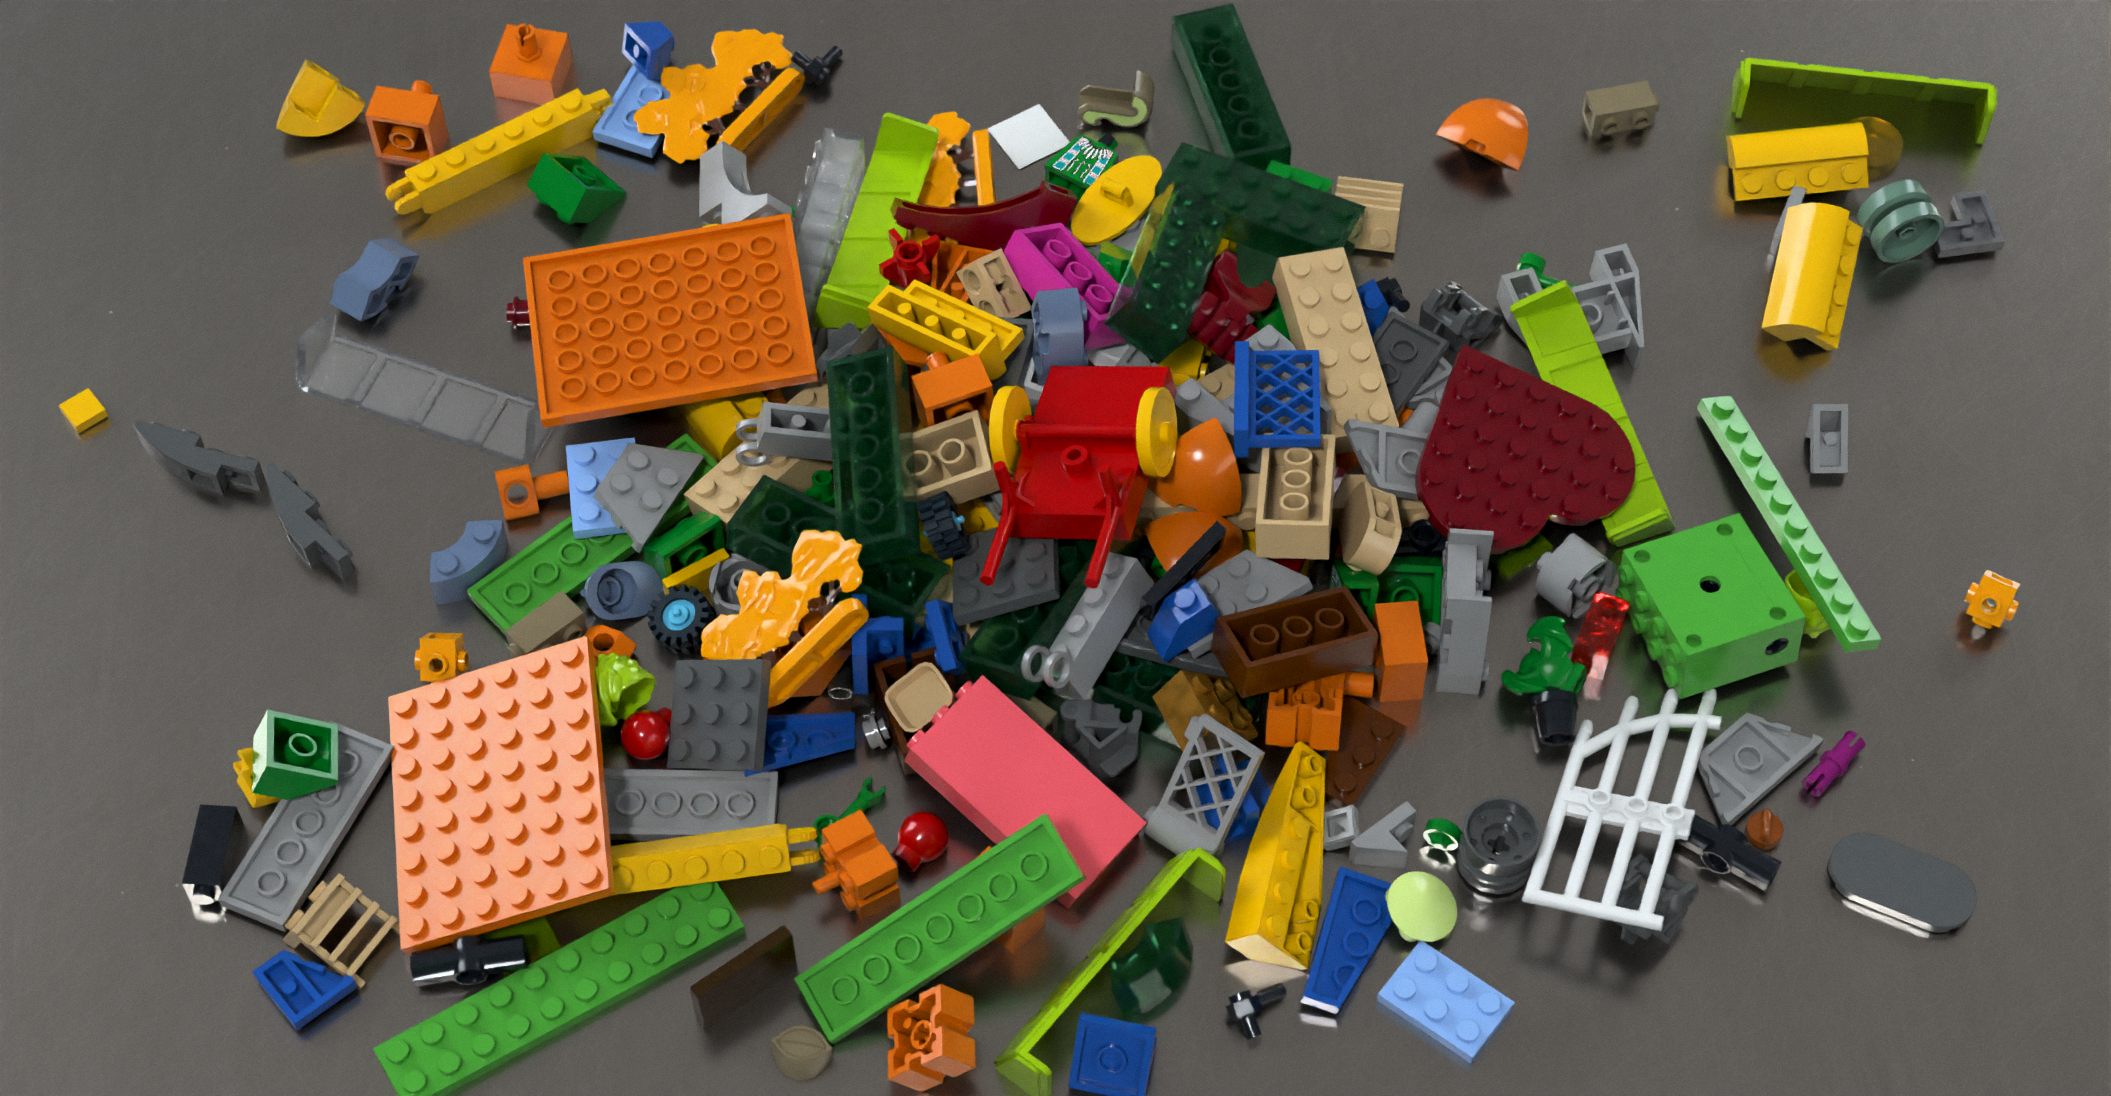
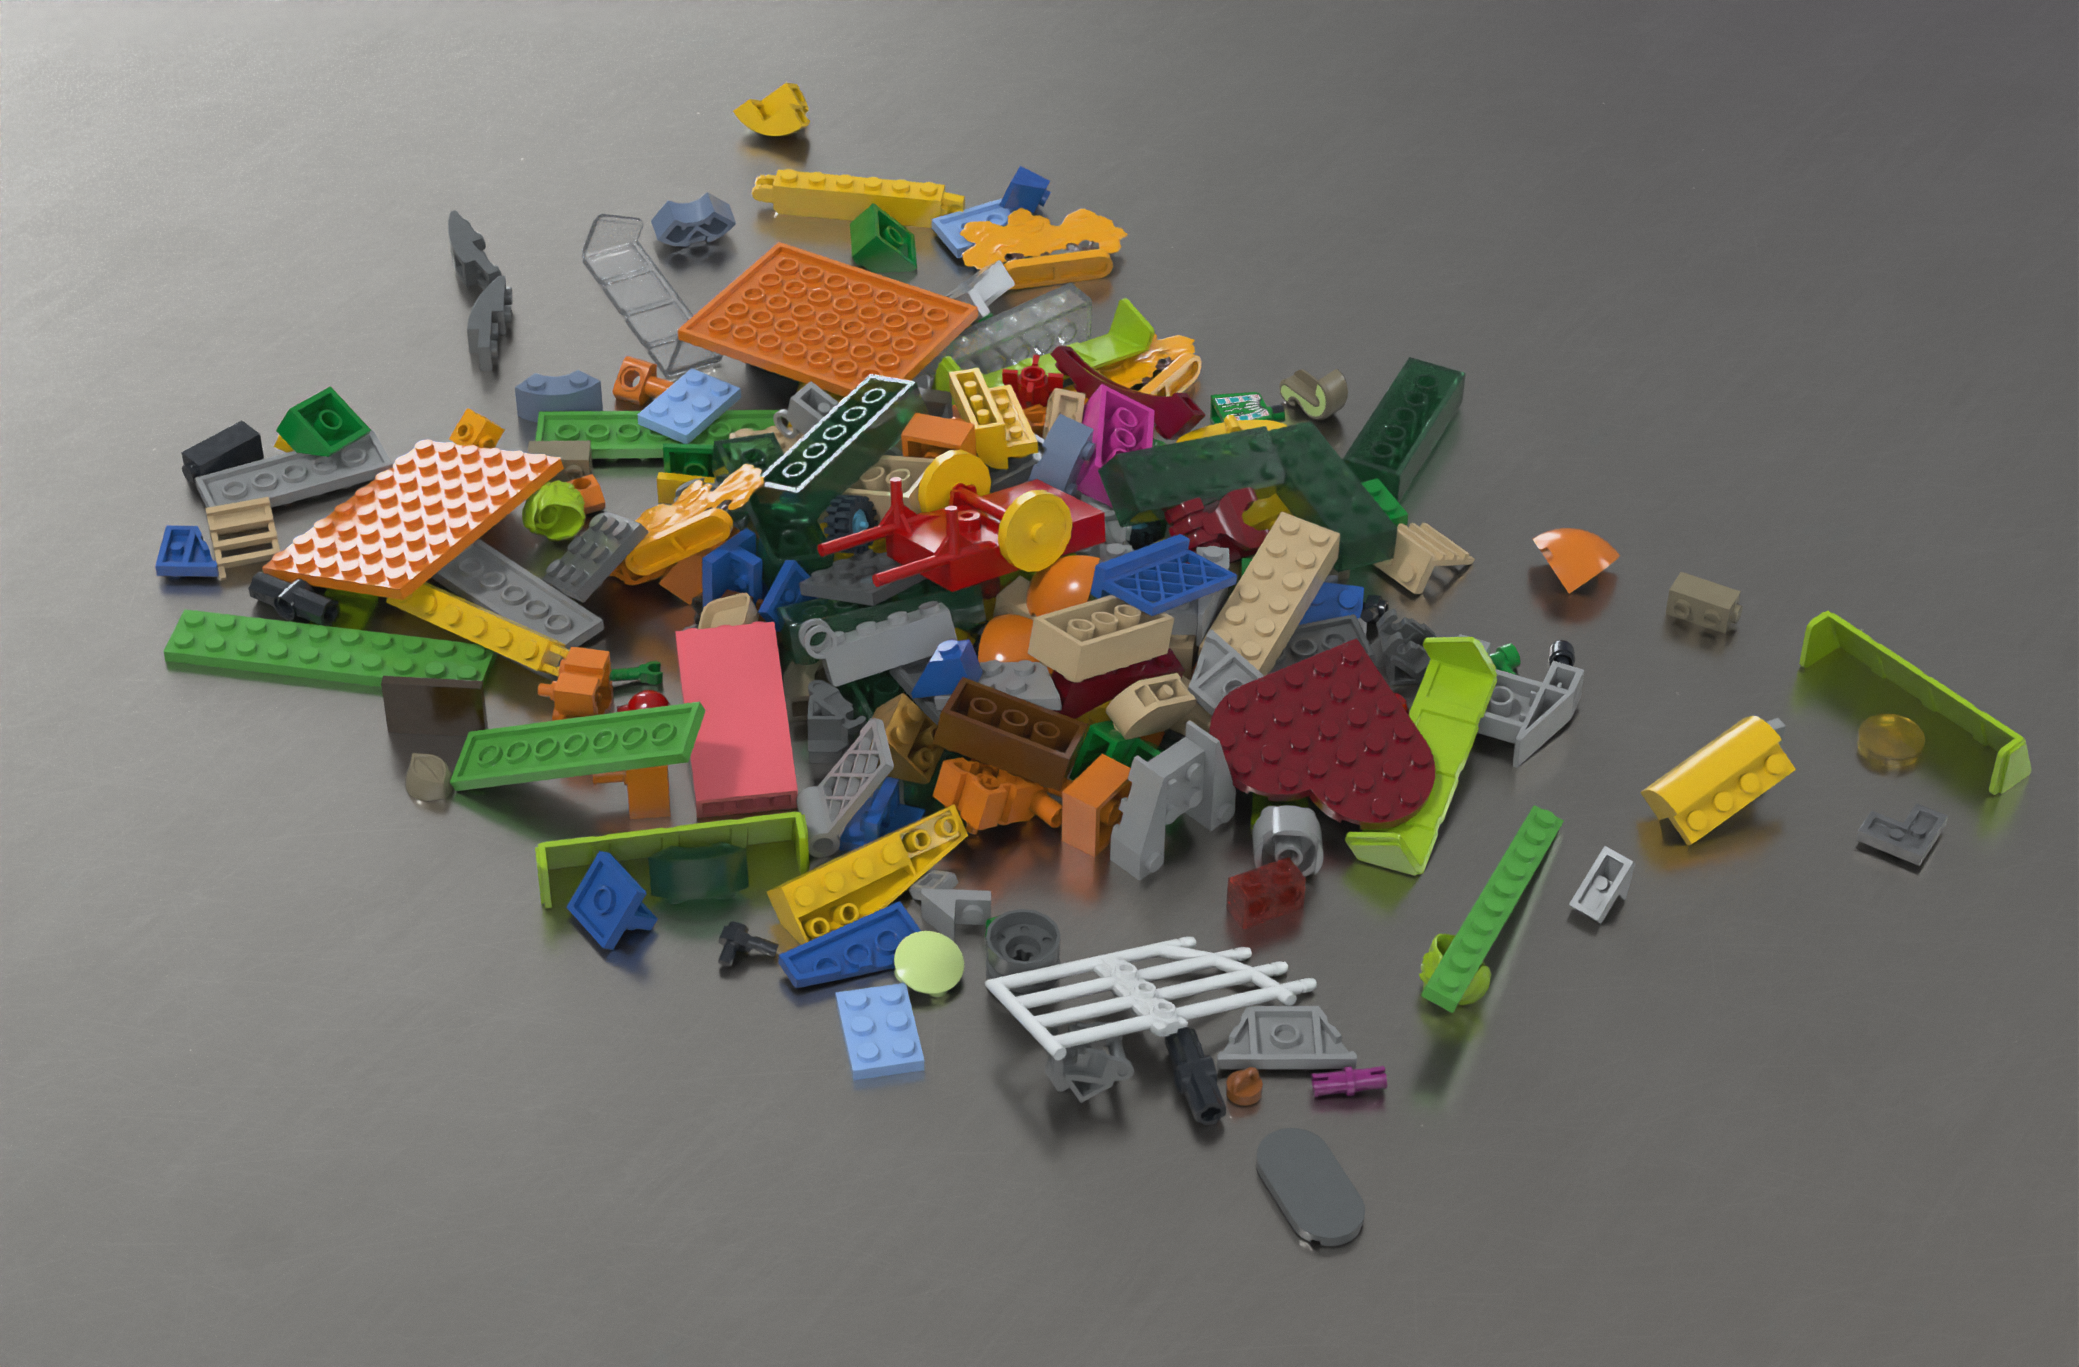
camera: 40 degrees right, 15 degrees down
(83, 410) = (439, 197): yellow tile -> none
(407, 123) = (813, 144): orange brick -> none
(530, 64) = (938, 159): orange brick -> none
(622, 590) = (629, 465): sand blue piece -> none
(645, 487) = (708, 414): light grey wing -> none
(647, 733) = (545, 547): red piece -> none
(680, 618) = (645, 496): black wheel -> none
(805, 737) = (635, 609): blue wing -> none
(817, 68) = (1127, 265): black piece -> none
(931, 1038) = (505, 813): orange brick -> none
(1028, 136) = (1232, 380): white sticker -> none
(1183, 570) = (991, 634): black tile -> none
(1364, 748) = (1005, 855): reddish brown wing -> none
(1549, 668) = (1201, 889): green animal -> none
(1555, 716) = (1170, 917): black piece -> none
(1569, 237) = (1562, 652): none -> black cylinder
(1710, 606) = (1362, 917): bright green gear -> none
(1807, 157) = (1807, 706): yellow brick -> none
(1900, 221) = (1838, 786): sand green wheel -> none
(1996, 588) = (1606, 1059): light orange brick -> none

